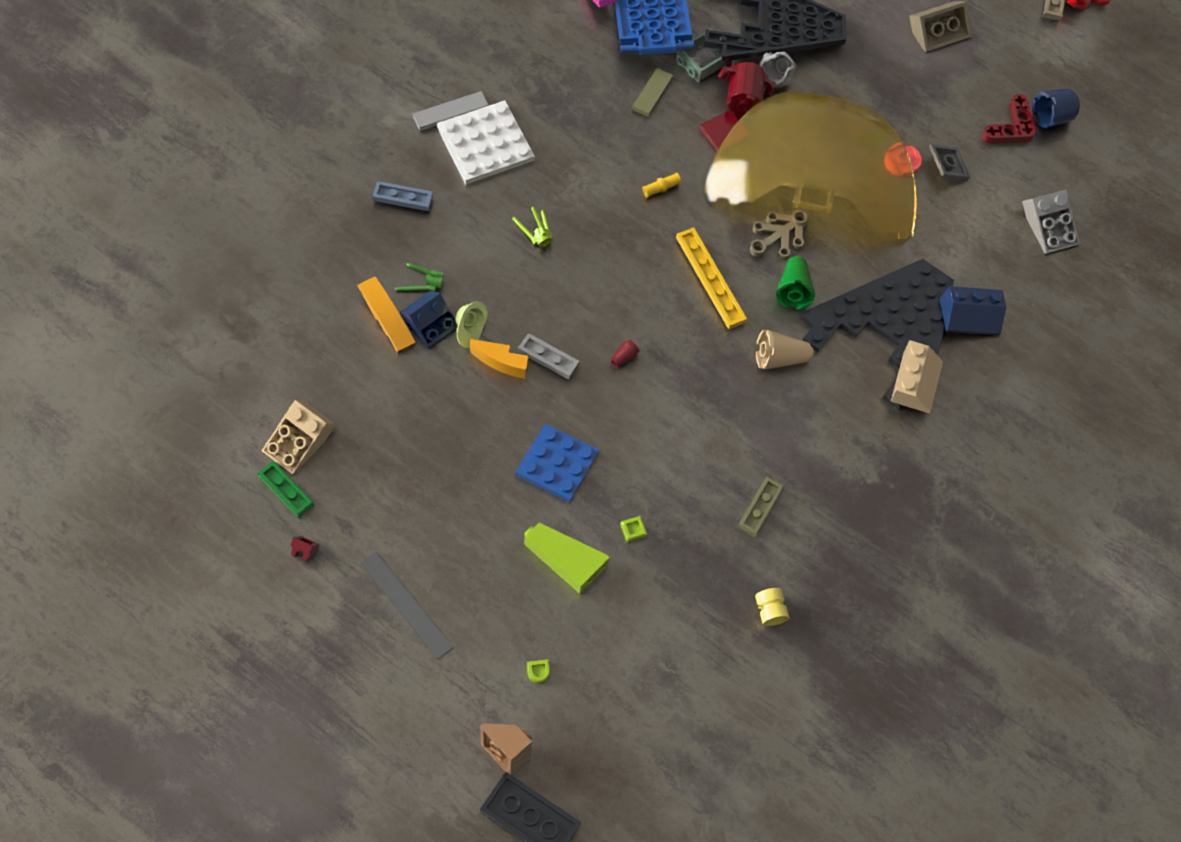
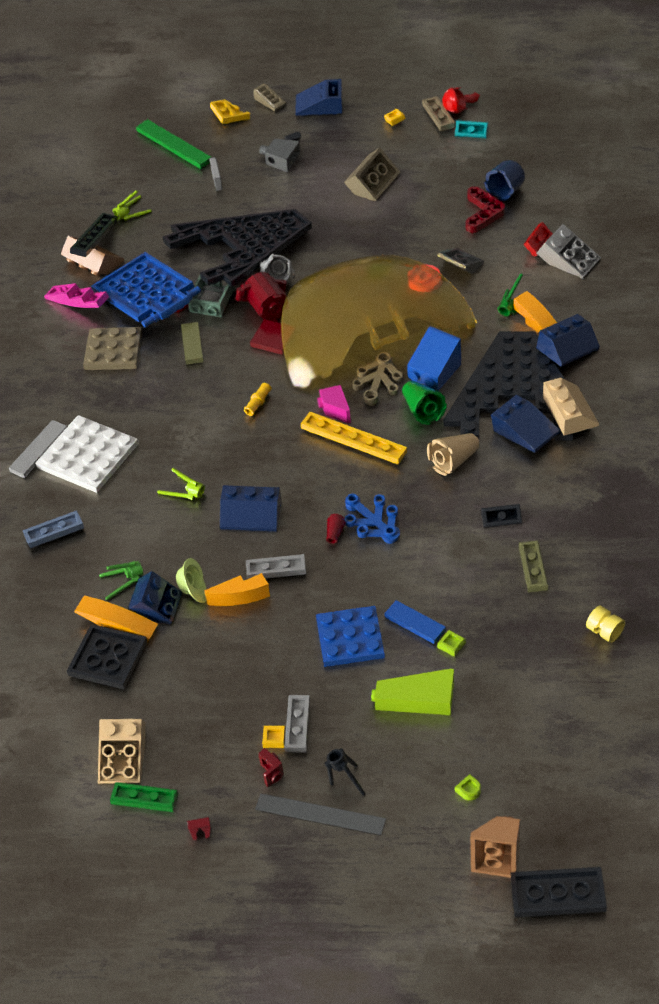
camera: 25 degrees left, 15 degrees down
(353, 343) = (107, 656): none -> black plate
(399, 543) = (272, 764): none -> dark red bracket
(424, 509) = (273, 737): none -> yellow tile
(445, 574) = (338, 761): none -> black plant
(450, 512) = (297, 723): none -> light grey plate
(571, 286) = (250, 508): none -> dark blue slope
(583, 53) = (112, 348): none -> dark tan plate
(620, 488) = (415, 622): none -> blue tile
(664, 368) = (388, 532): none -> blue plant
(721, 233) = (334, 403): none -> dark pink slope
(774, 440) = (501, 515): none -> black slope
(840, 249) = (435, 358): none -> blue slope
(864, 366) = (523, 424): none -> dark blue slope
(951, 237) = (507, 304): none -> green plant
(968, 262) = (534, 312): none -> light orange slope
(1036, 187) = (537, 238): none -> red plate
(1072, 33) = (471, 129): none -> teal slope

